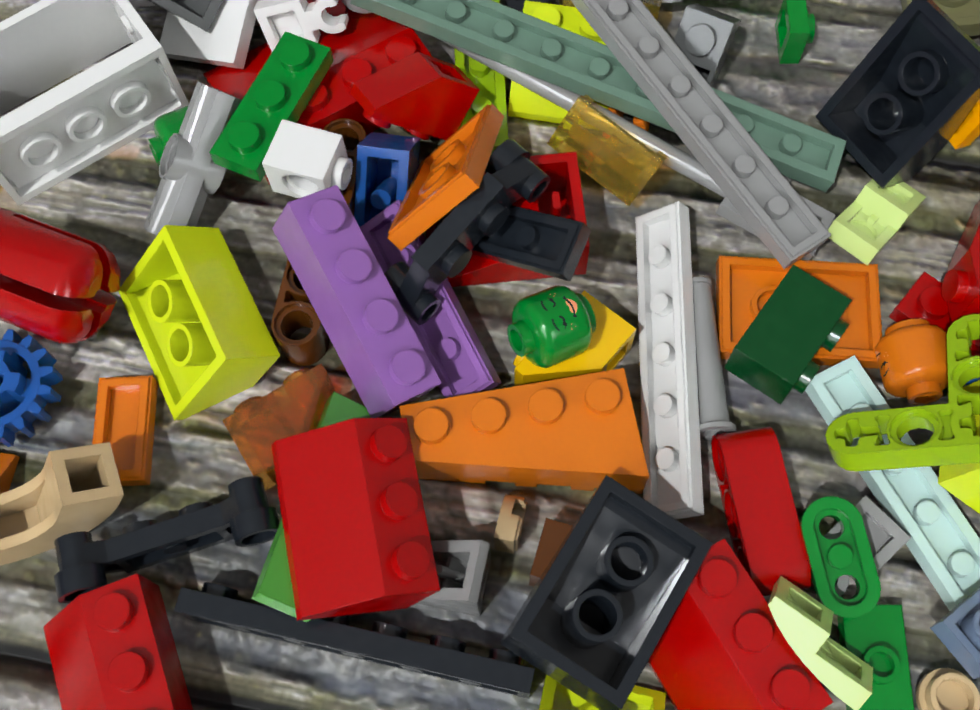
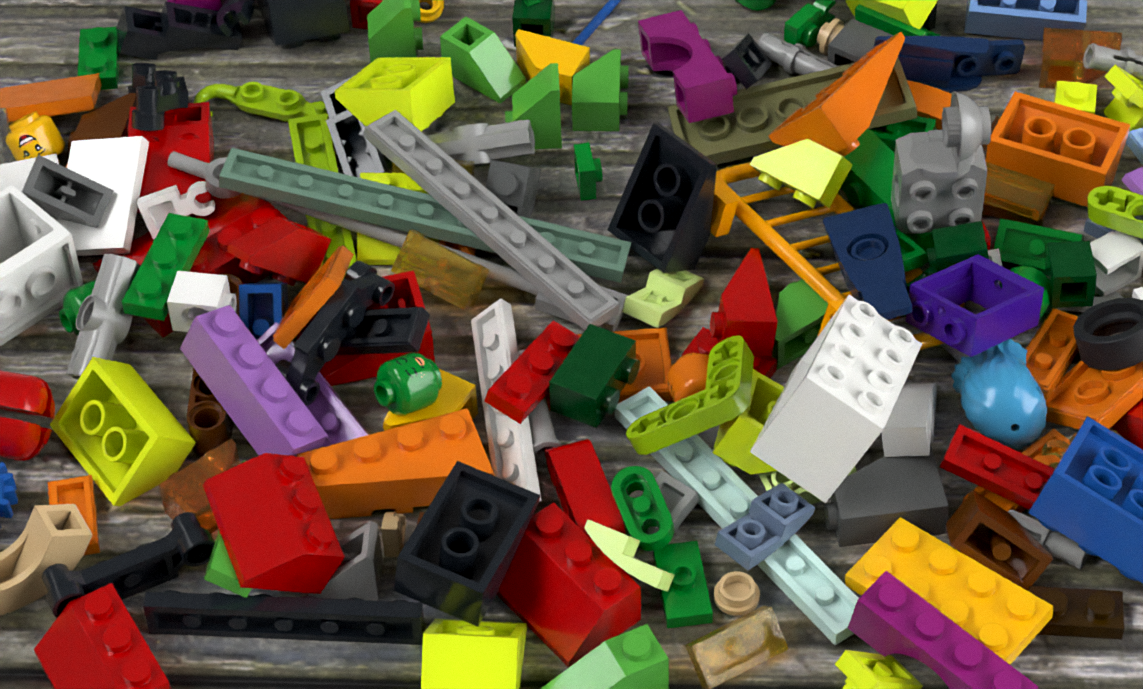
camera: 10 degrees left, 20 degrees down
(714, 321) = (528, 378): none -> red plate

